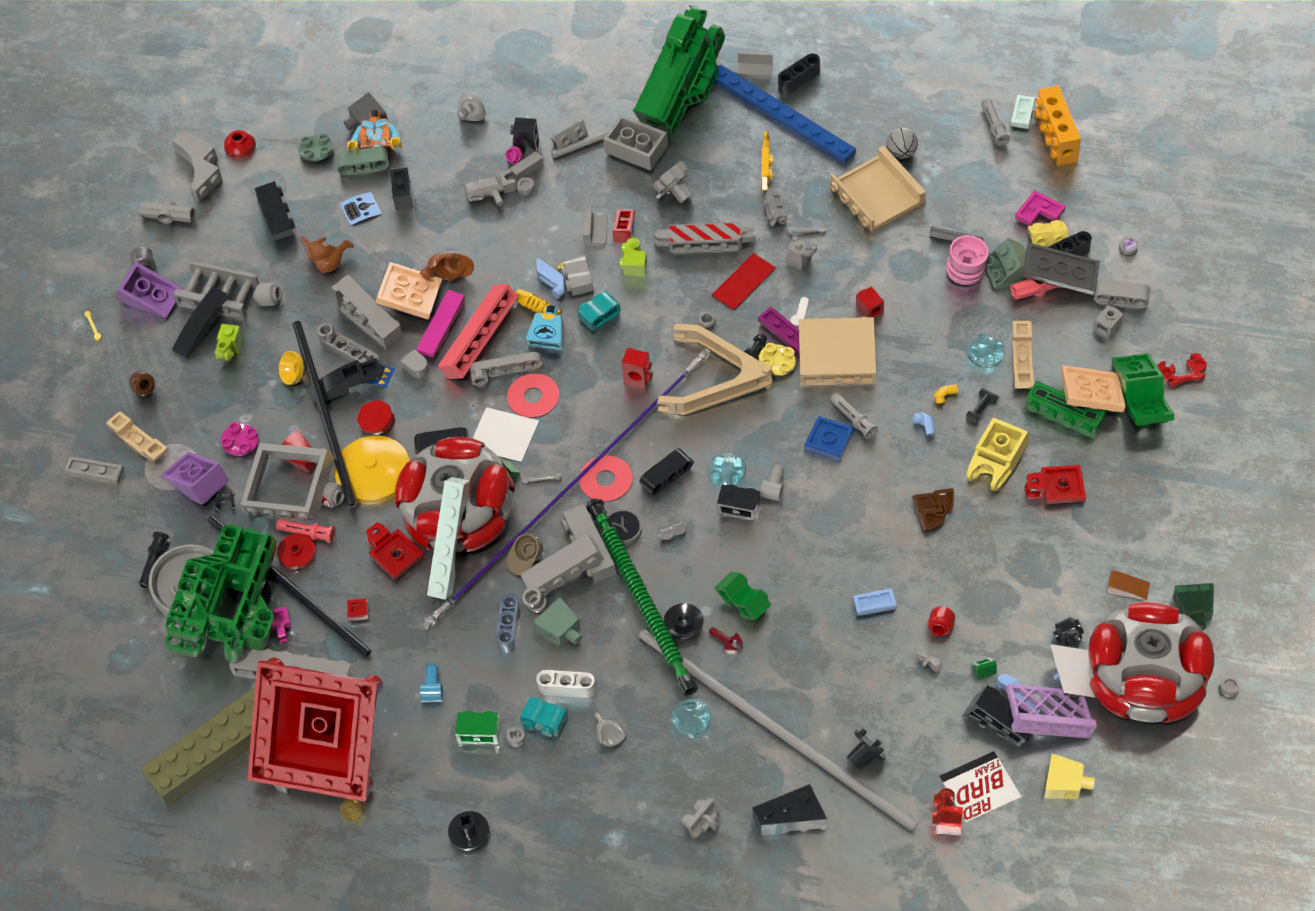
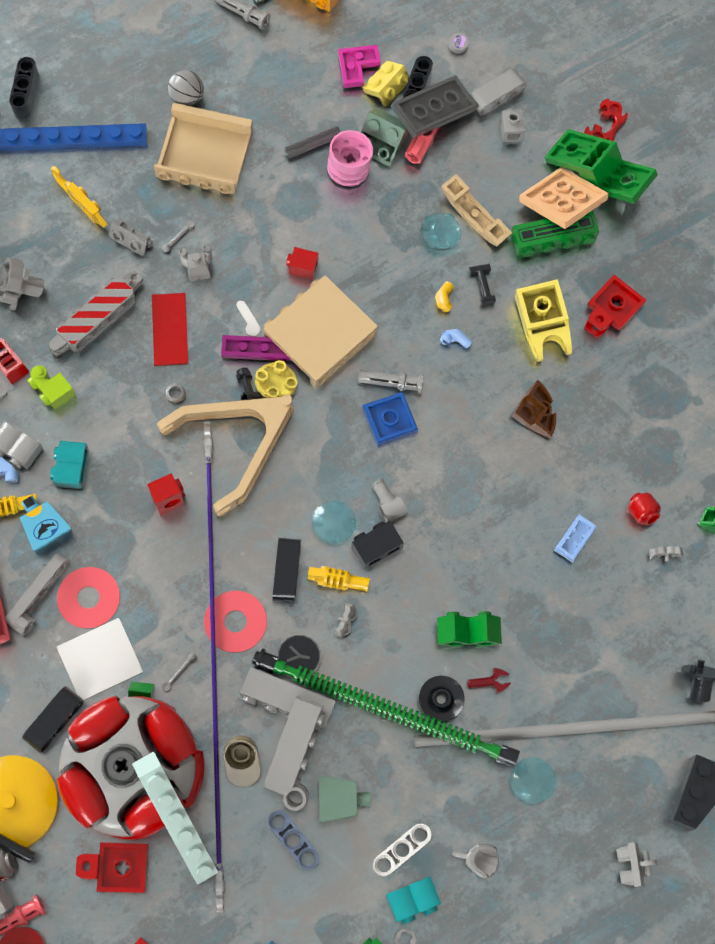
camera: 55 degrees left, 15 degrees up
(693, 502) = (337, 578): none -> yellow hinge

